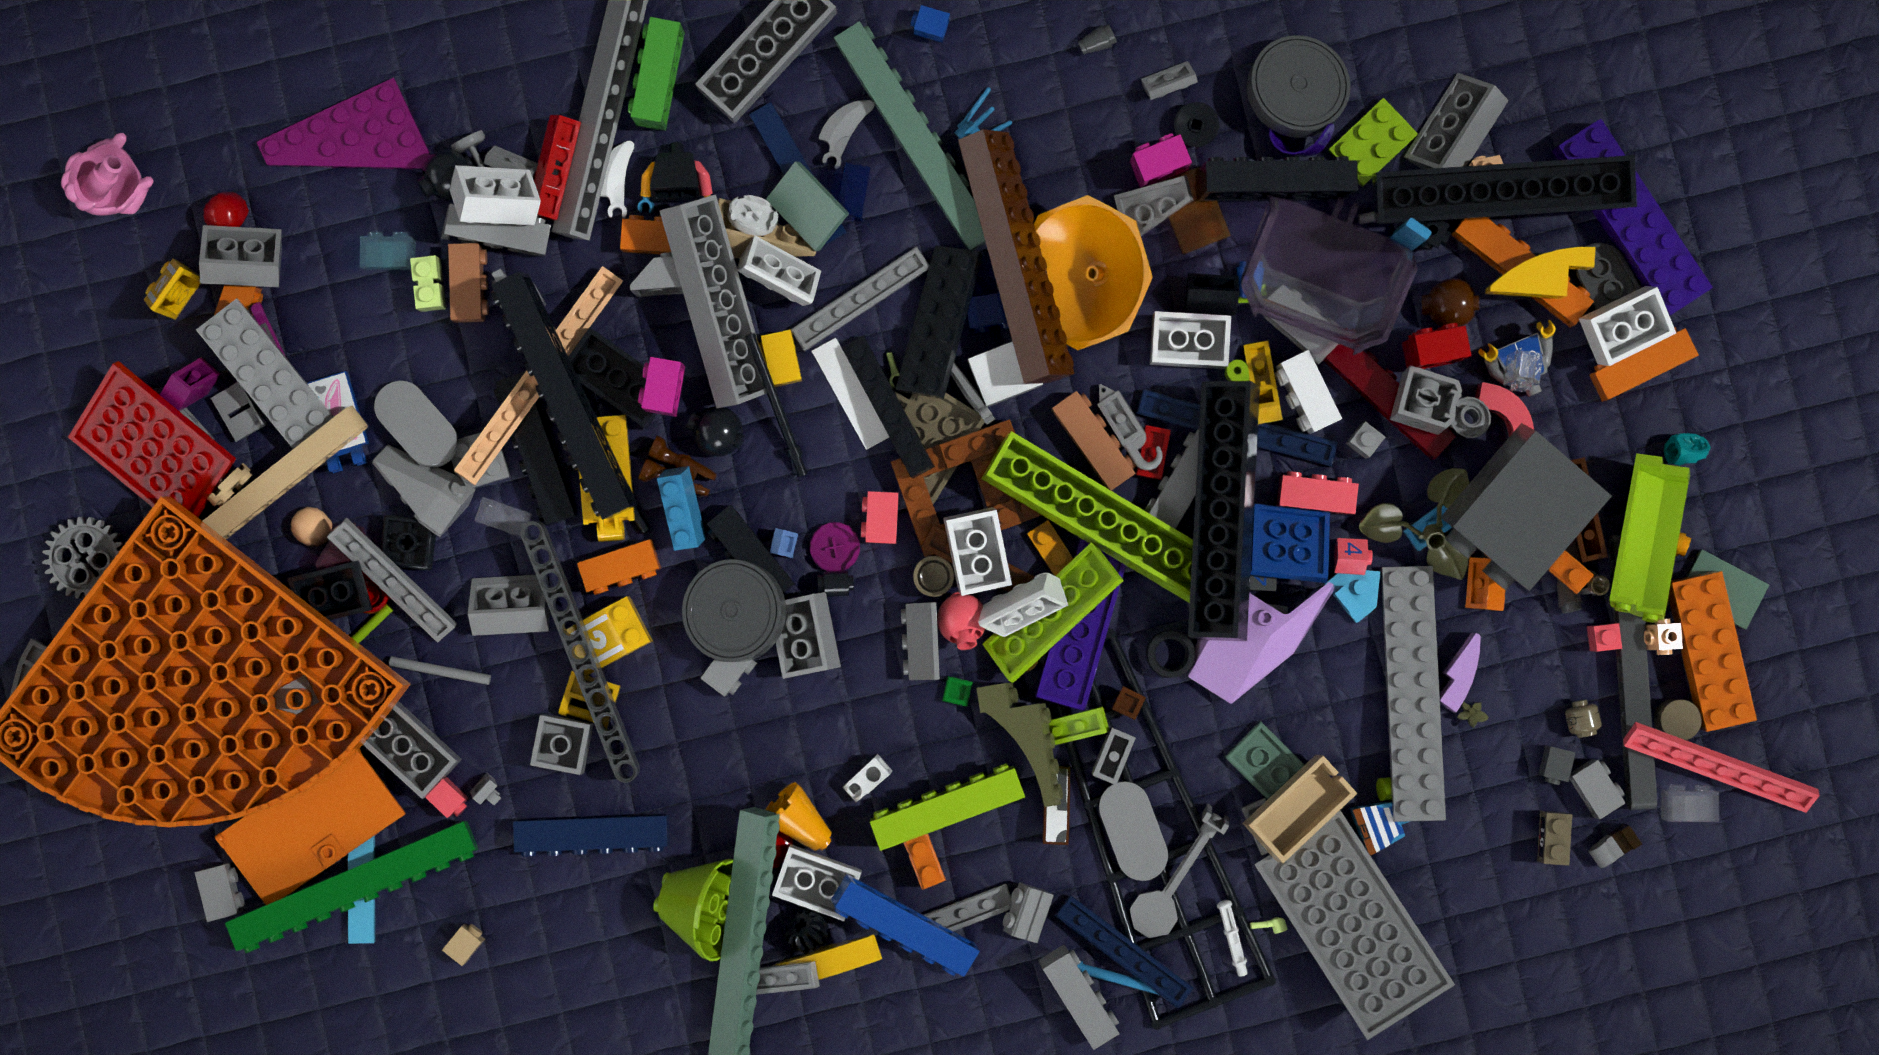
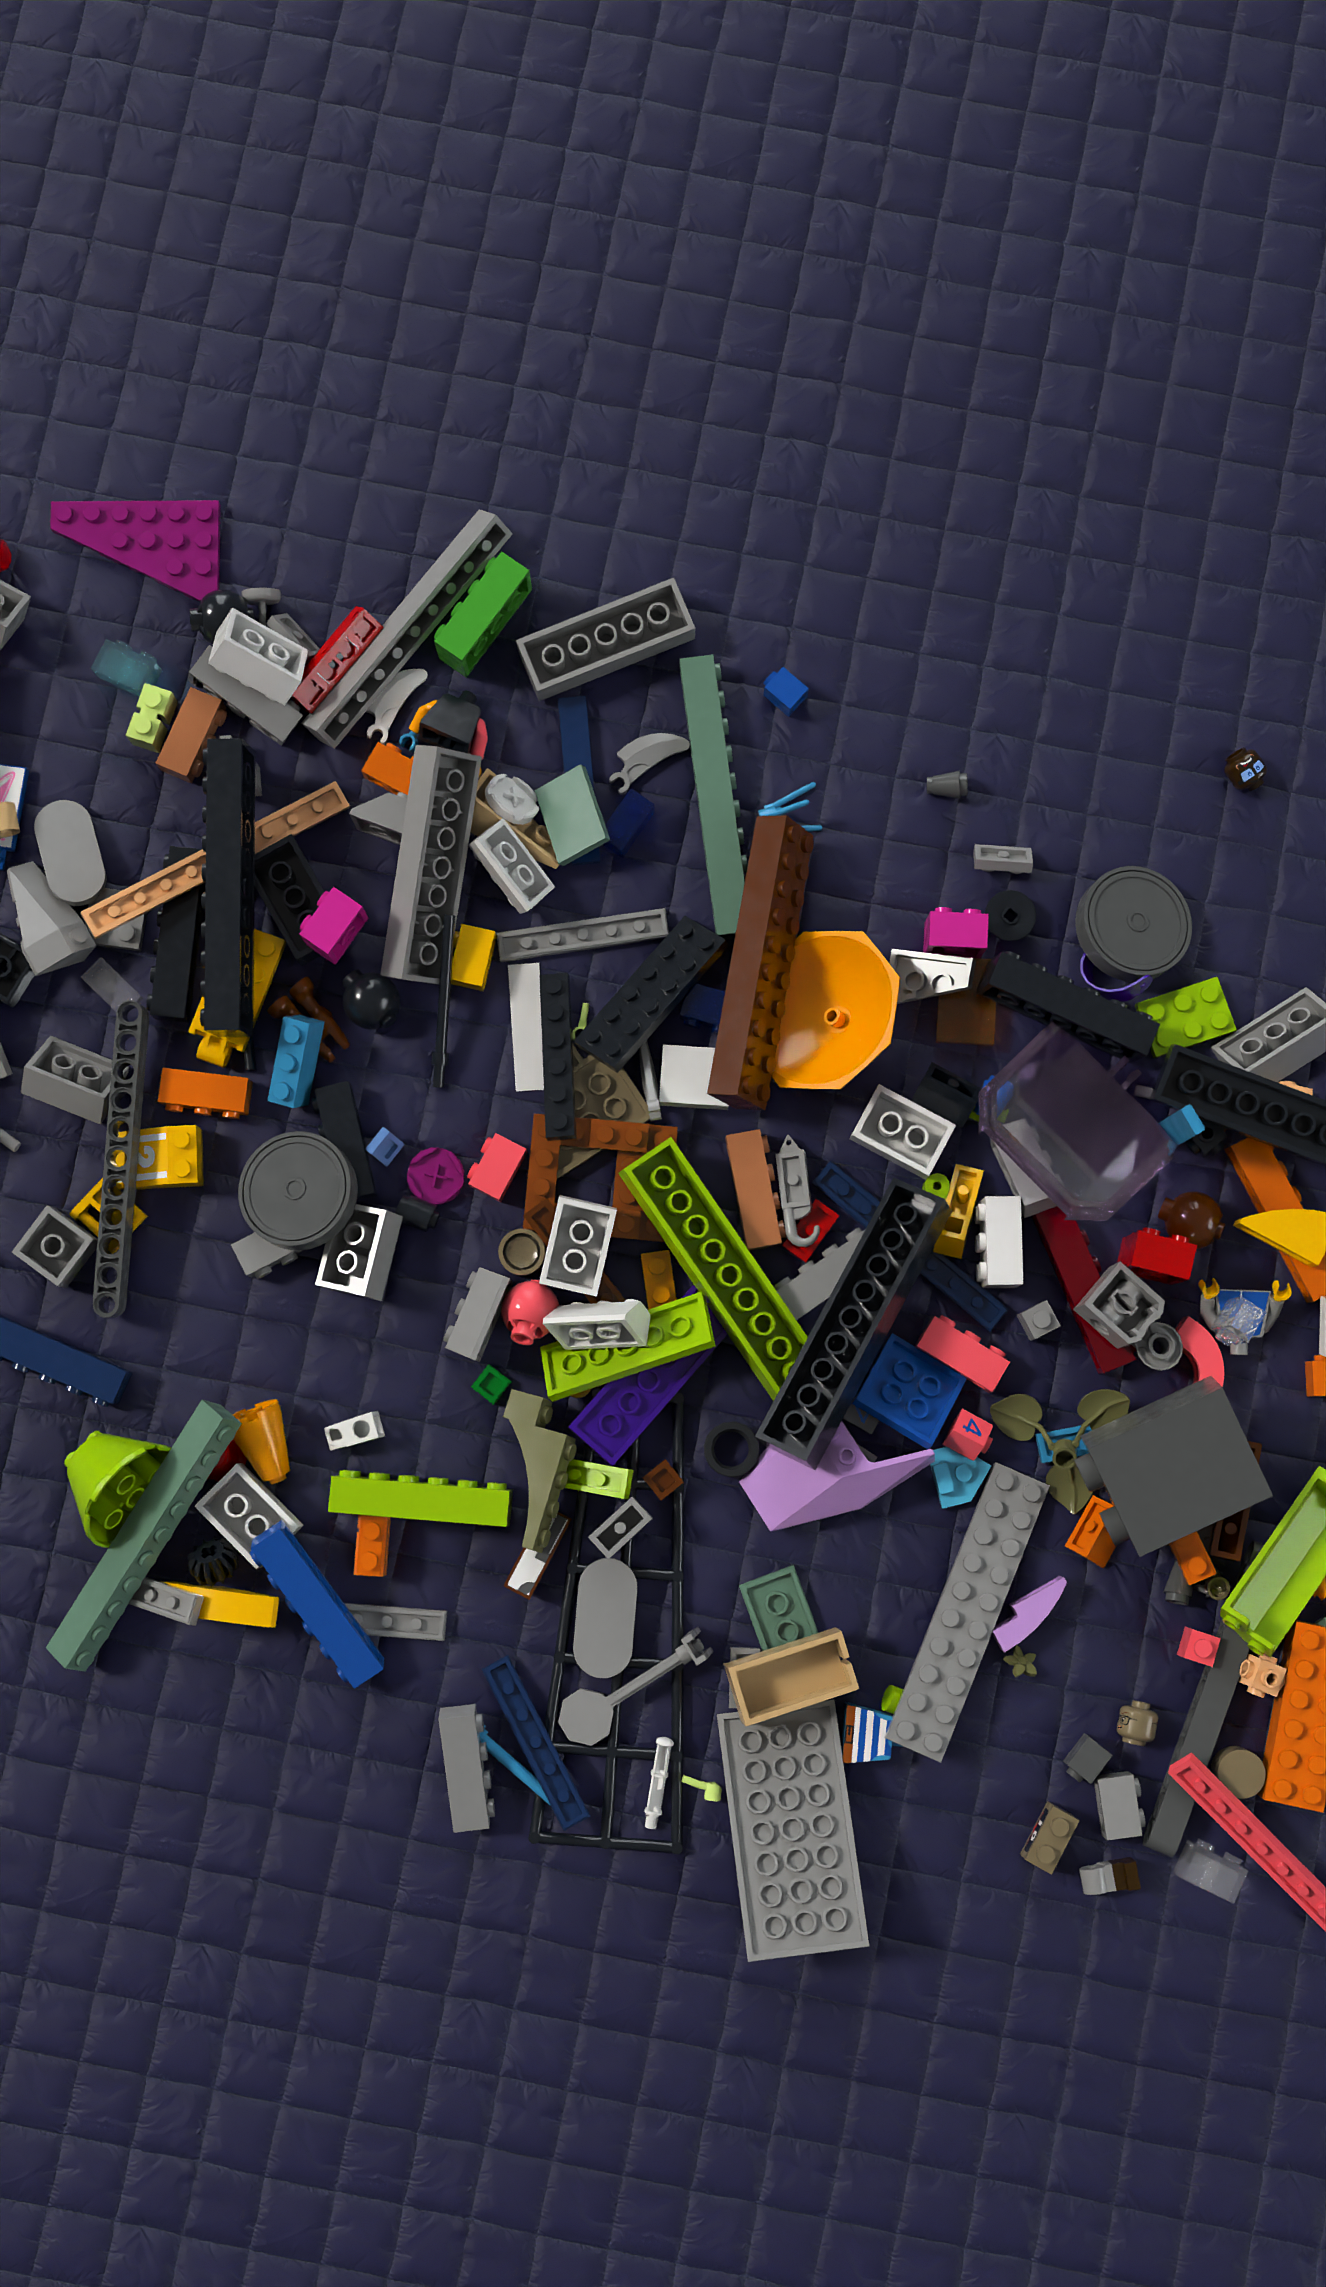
camera: 30 degrees right, 5 degrees down
(1027, 912) = (453, 1651): light grey brick -> none

